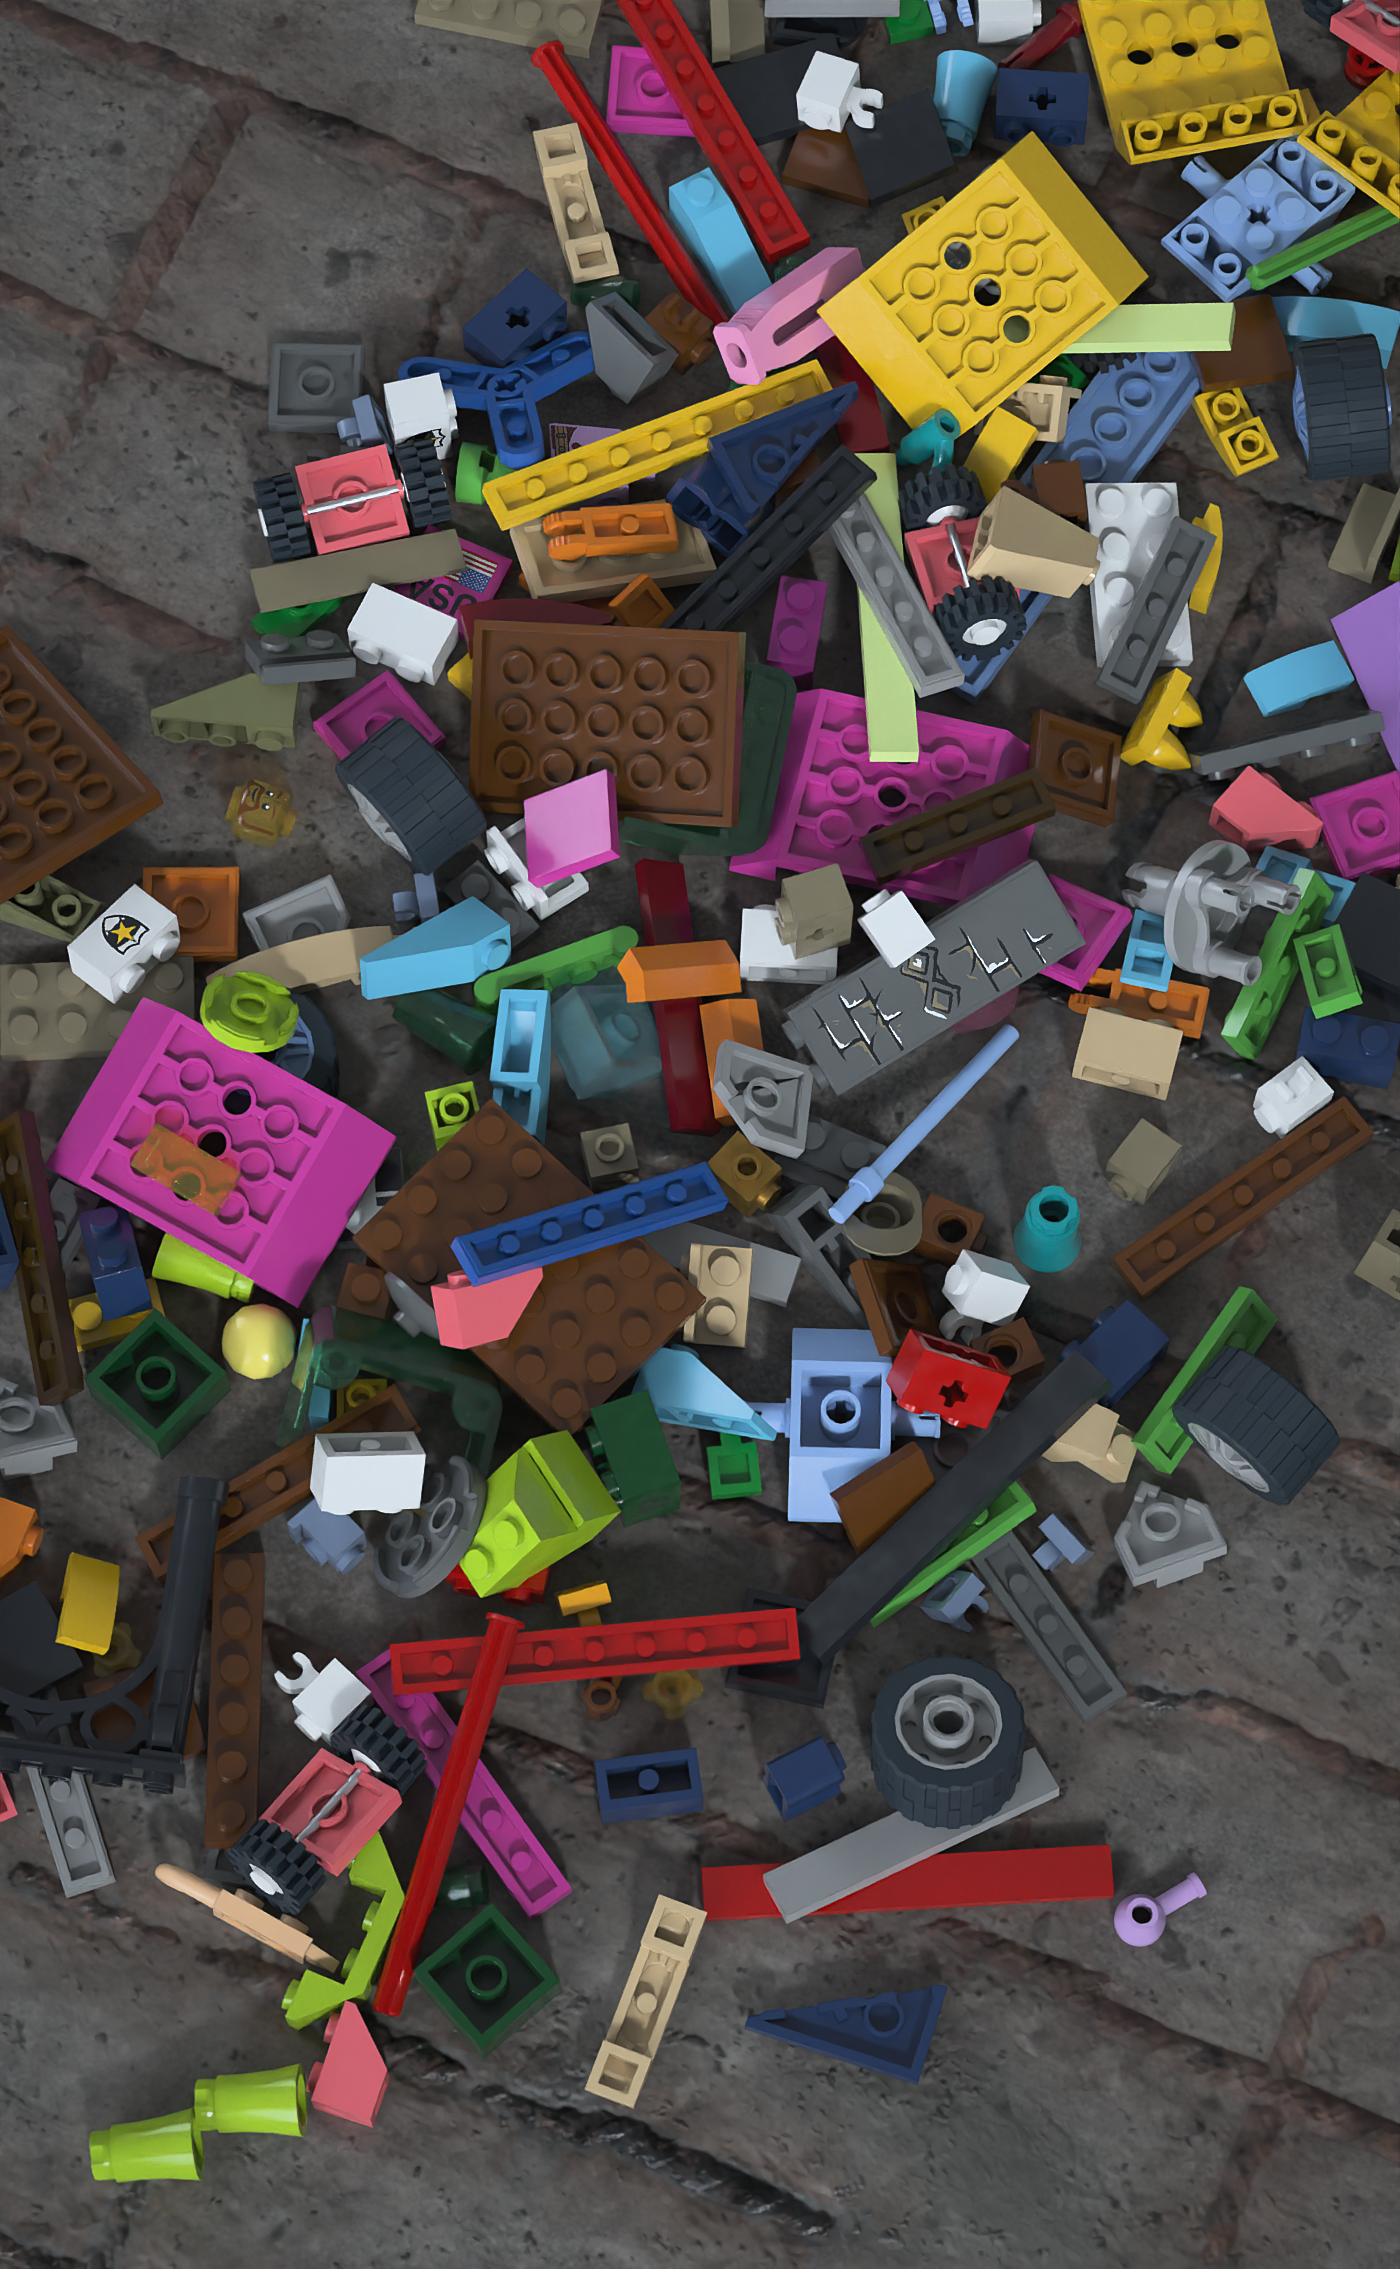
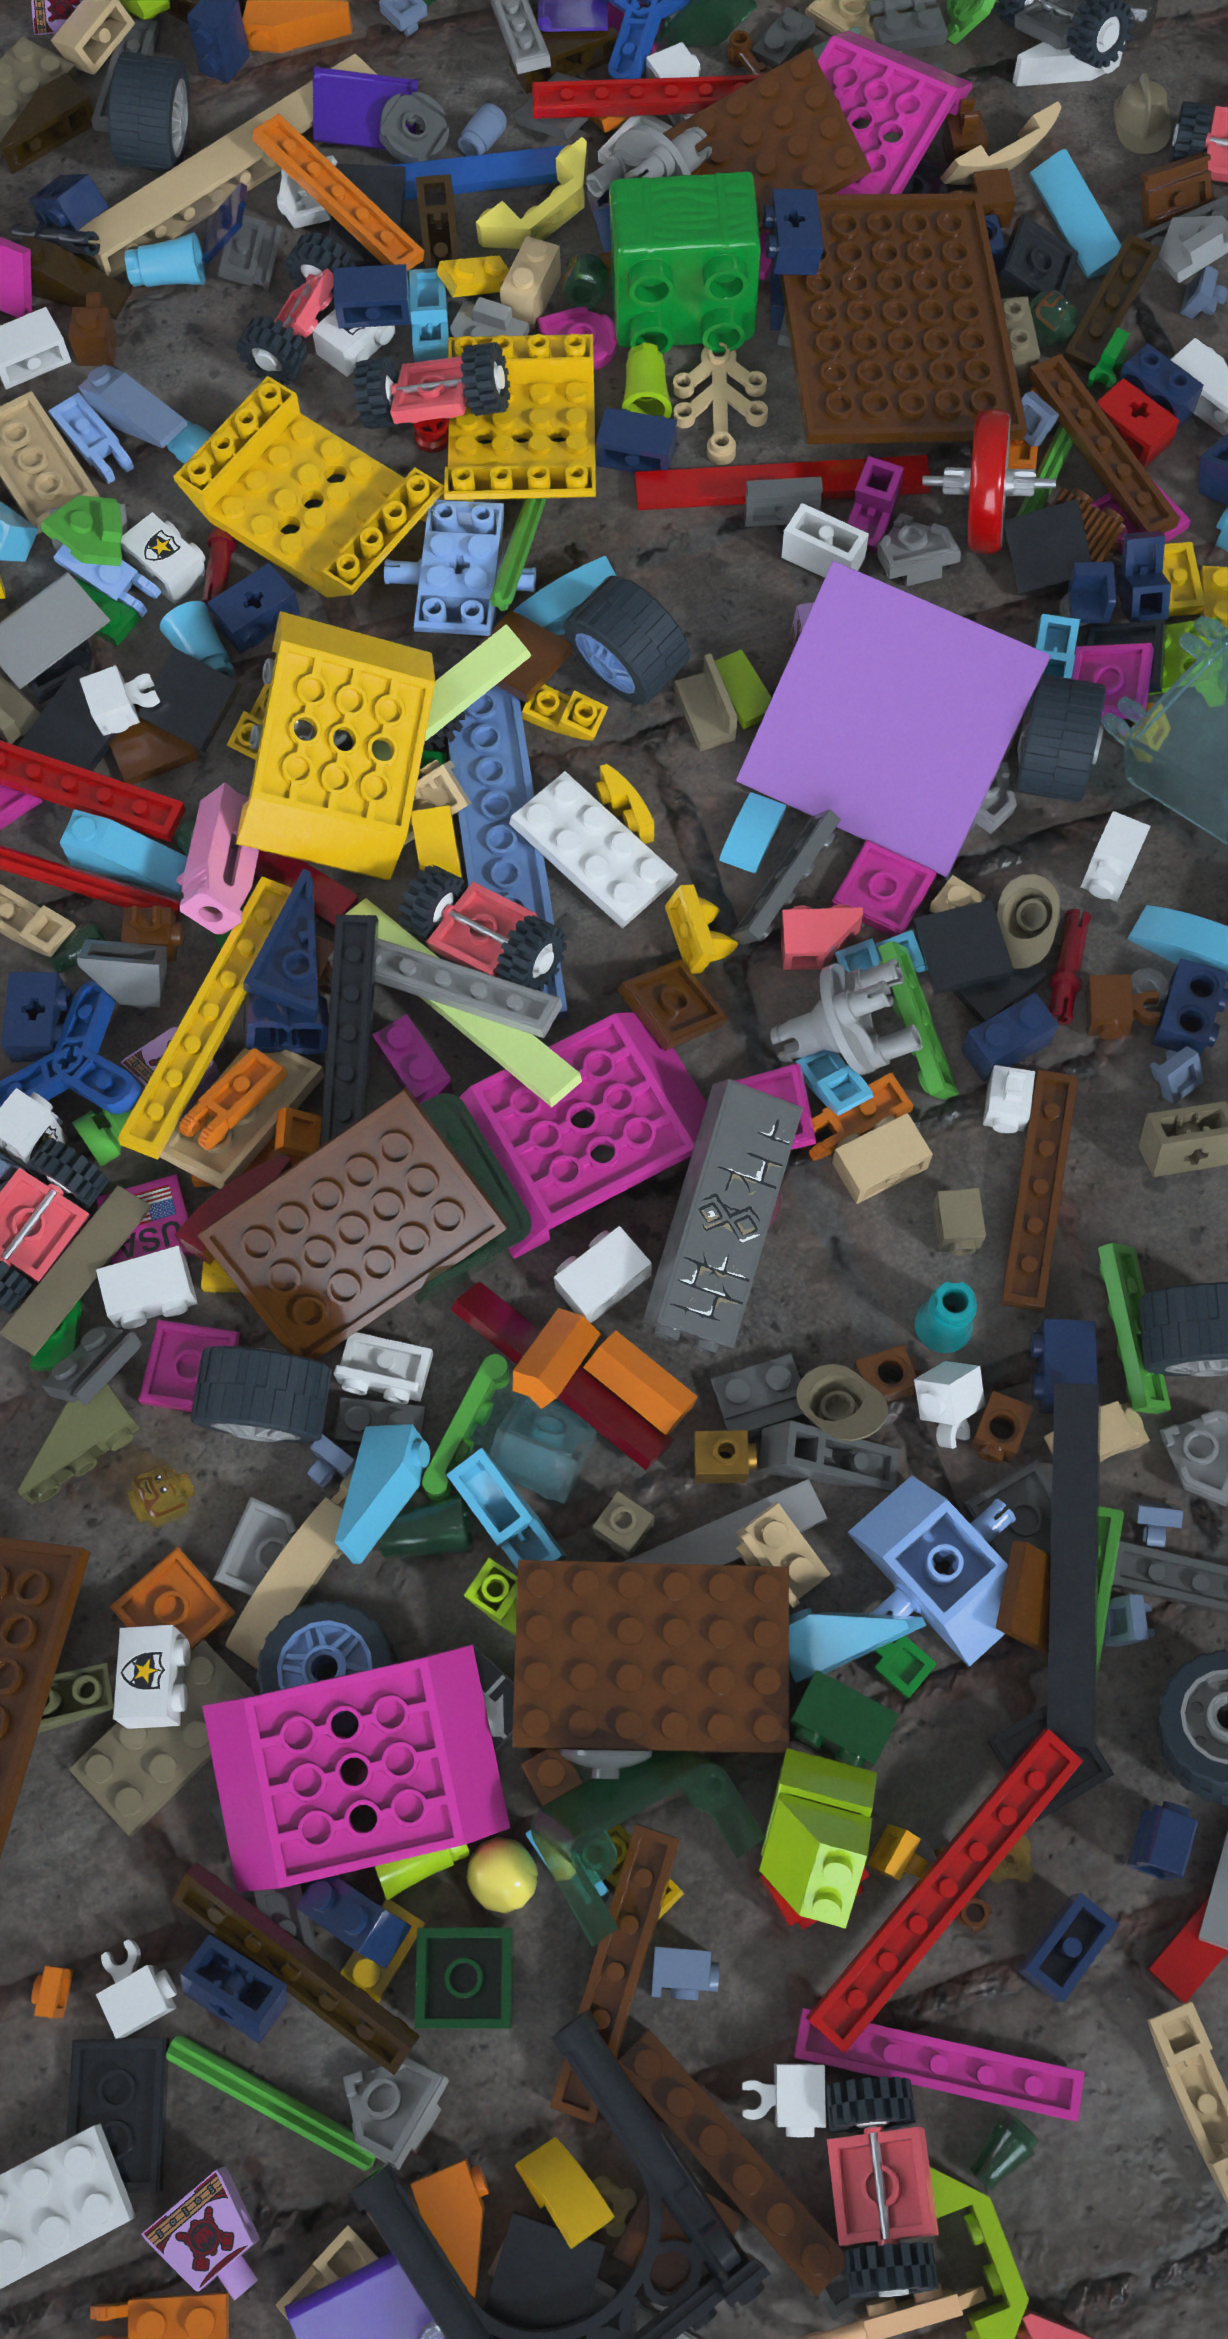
camera: 40 degrees left, 0 degrees up
(186, 1169) = (353, 1809): clear yellow tile -> none
(249, 1012) = (294, 1652): lime tile -> none
(367, 1471) = (678, 1908): white brick -> none
(431, 1540) = (756, 1905): dark grey tile -> none
(445, 1814) = (962, 2109): red axle -> none
(481, 1313) = (657, 1715): coral slope -> none
(487, 1981) = (1099, 2202): dark green brick -> none
(571, 828) = (395, 1322): tile -> none
(589, 1224) = (670, 1593): blue tile -> none
(765, 1096) = (690, 1391): light grey plate -> none
(814, 911) = (613, 1237): dark tan brick -> none
(869, 1180) = (813, 1388): light blue bar -> none
(893, 1302) = (910, 1458): reddish brown tile -> none
(894, 927) = (683, 1202): white brick -> none
(930, 438) = (384, 864): teal plant -> none
(947, 1380) = (997, 1478): red brick -> none
(957, 826) = (648, 1102): dark brown plate -> none
(1031, 547) = (520, 882): tan slope -> none
(1057, 488) = (498, 841): reddish brown brick -> none
(1156, 610) = (632, 860): dark grey plate -> none
(1328, 971) = (961, 998): bright green slope -> none

